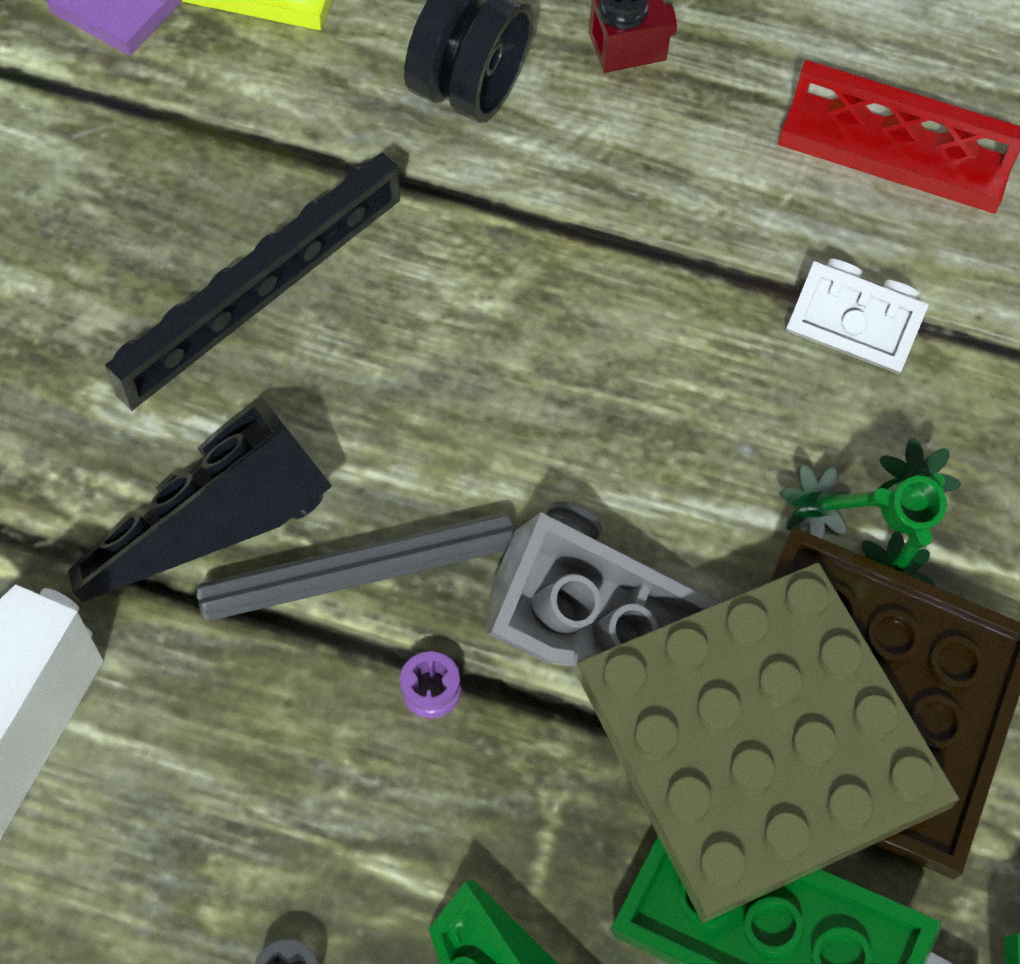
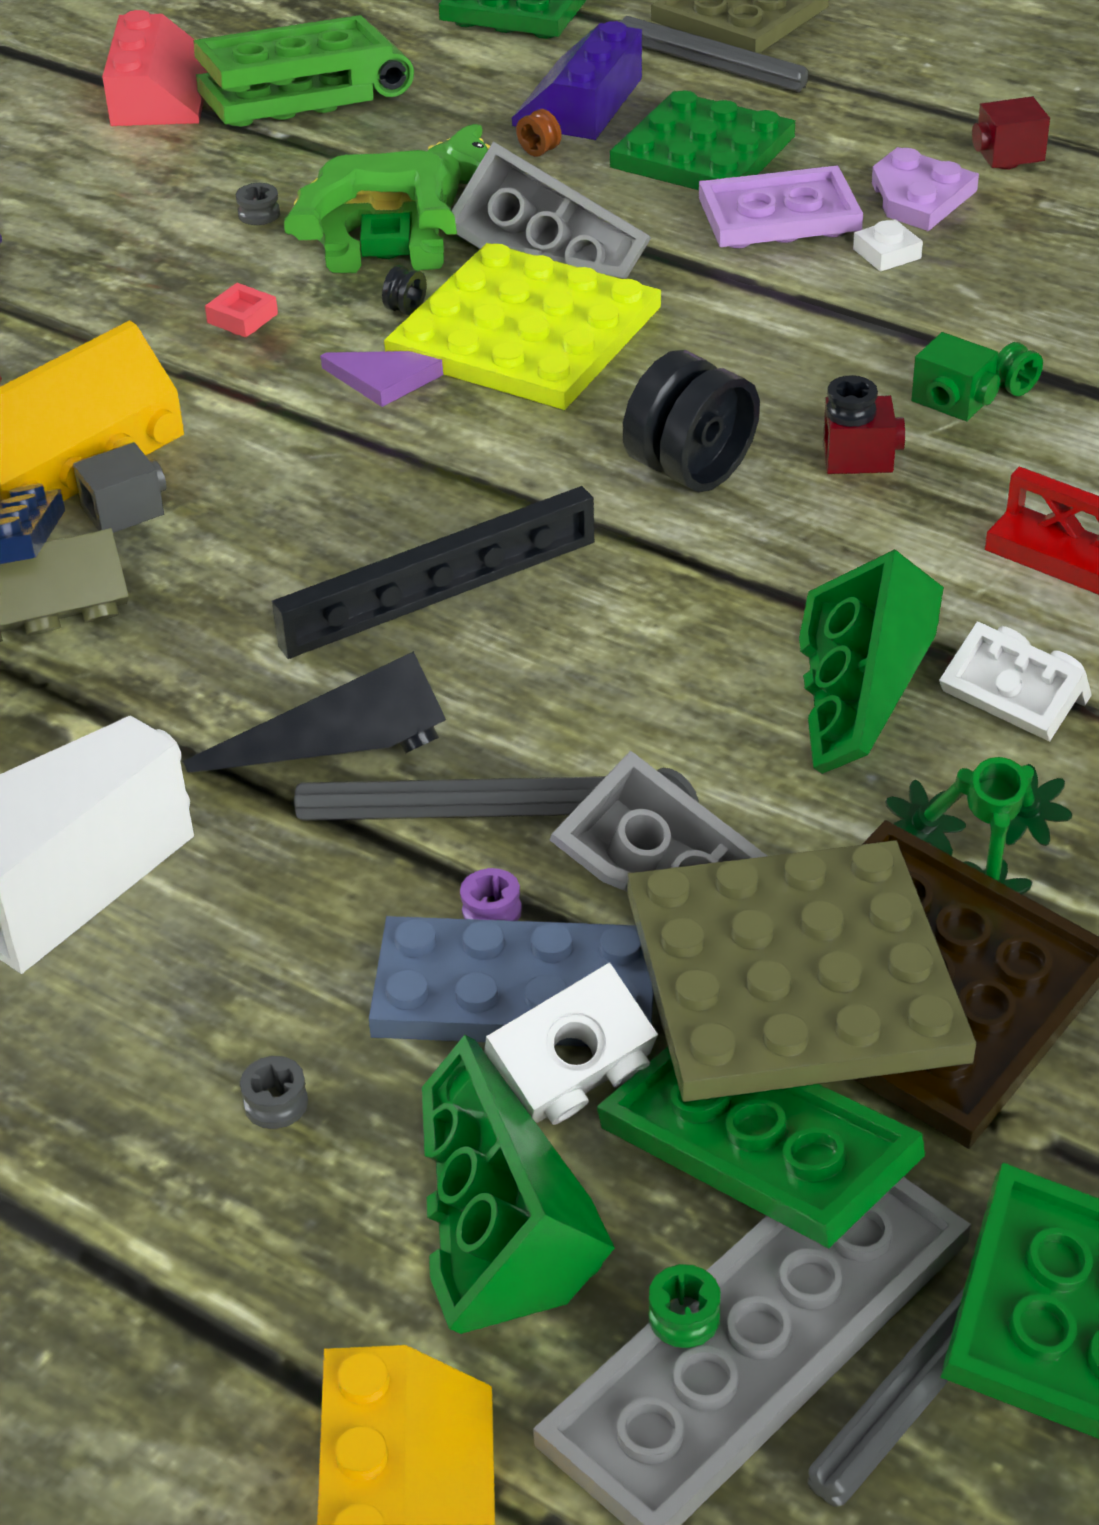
camera: 20 degrees right, 20 degrees down
(480, 782) = (481, 974): none -> sand blue plate
(532, 881) = (591, 1010): none -> white brick
(710, 307) = (862, 650): none -> green wedge

